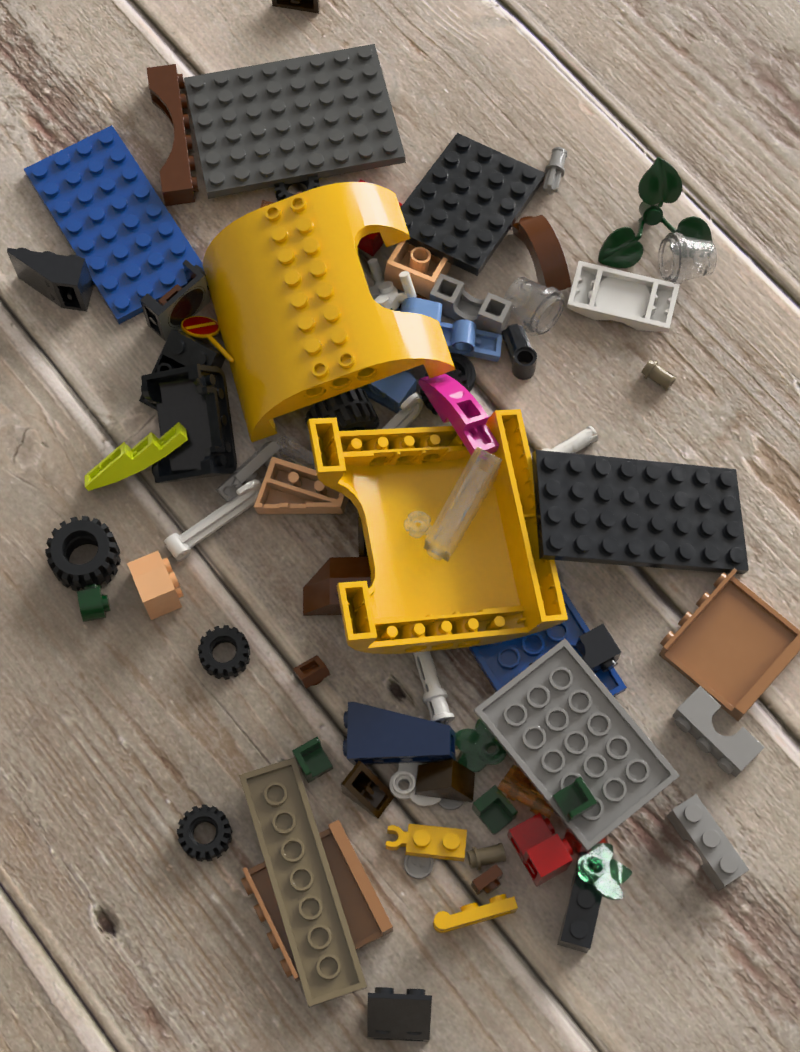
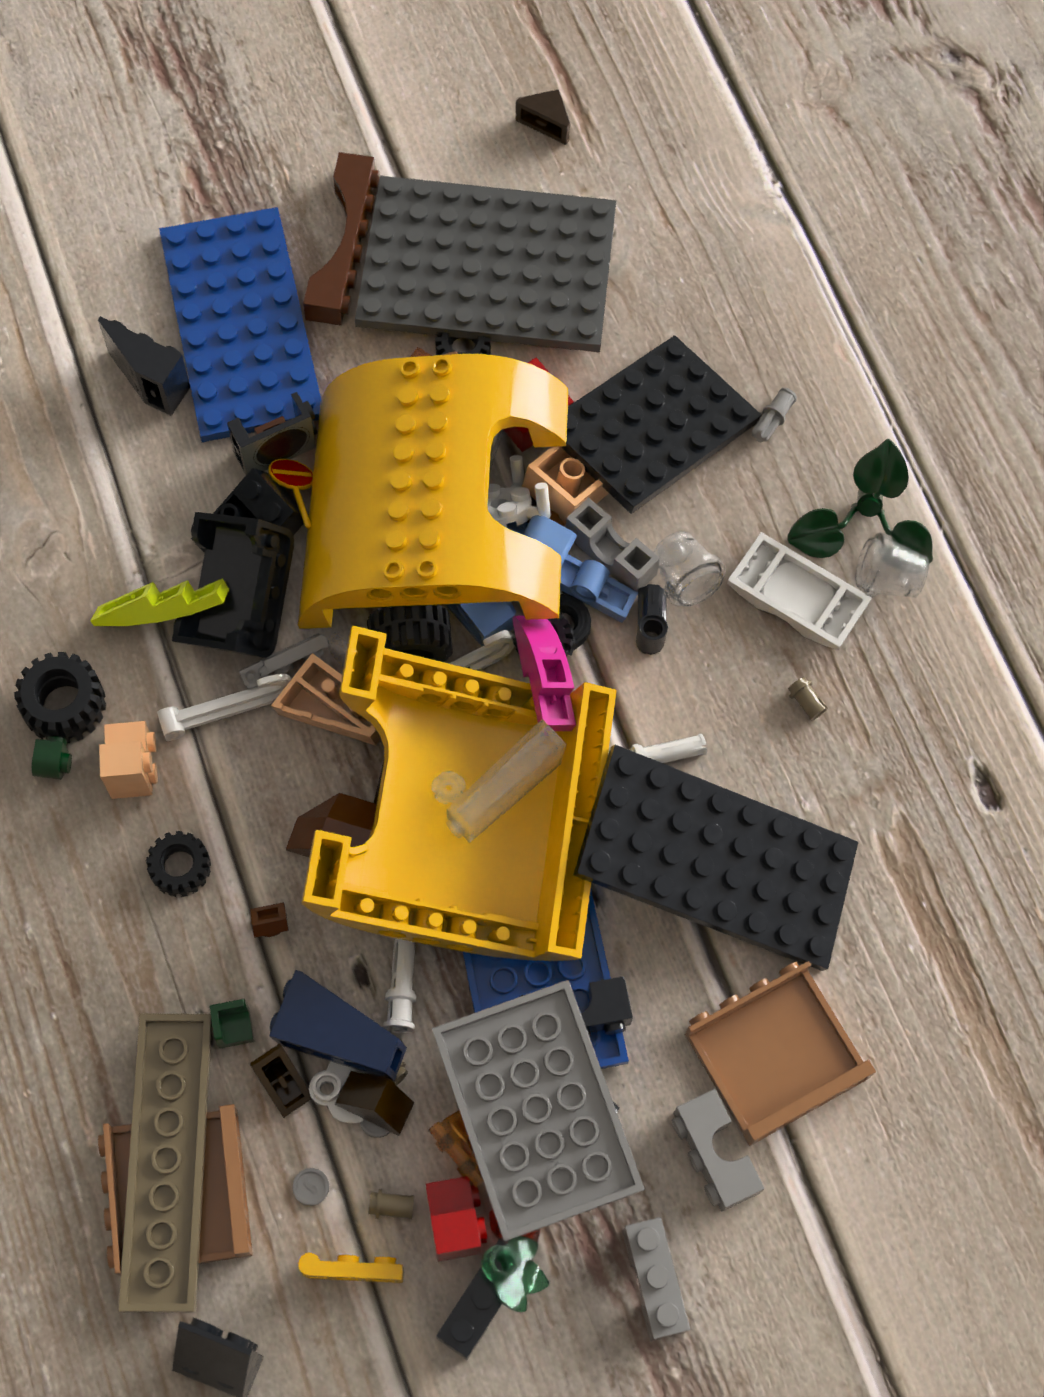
camera: 15 degrees right, 0 degrees up
(192, 820) = (64, 1052): black tyre -> none
(430, 841) = (333, 1166): yellow plate -> none
(475, 746) = (425, 1072): clear green plate -> none
(488, 880) = (381, 1235): reddish brown plate -> none
(494, 810) = (420, 1154): dark green panel -> none
(544, 250) = (722, 509): reddish brown arch -> none
(574, 799) = (507, 1176): dark green panel -> none

